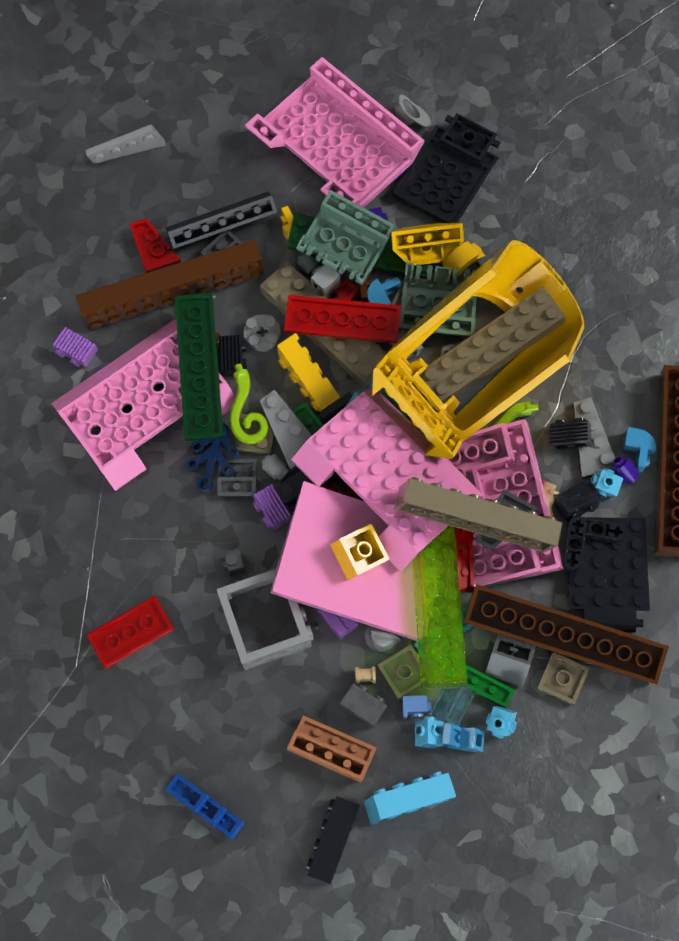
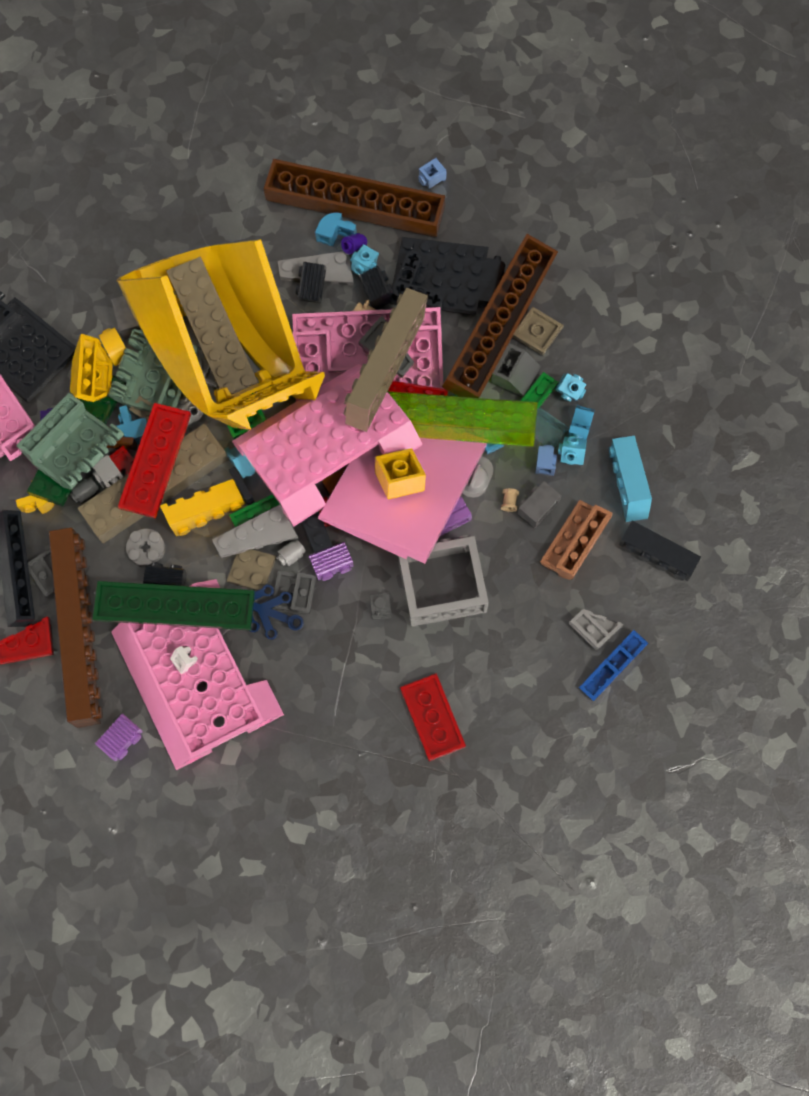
camera: 80 degrees left, 0 degrees up
(146, 383) = (182, 660): none -> white tile
(240, 781) = (594, 628): none -> light grey wing
(243, 387) = (198, 568): lime plant -> none
(402, 671) = (511, 465): dark tan plate -> none

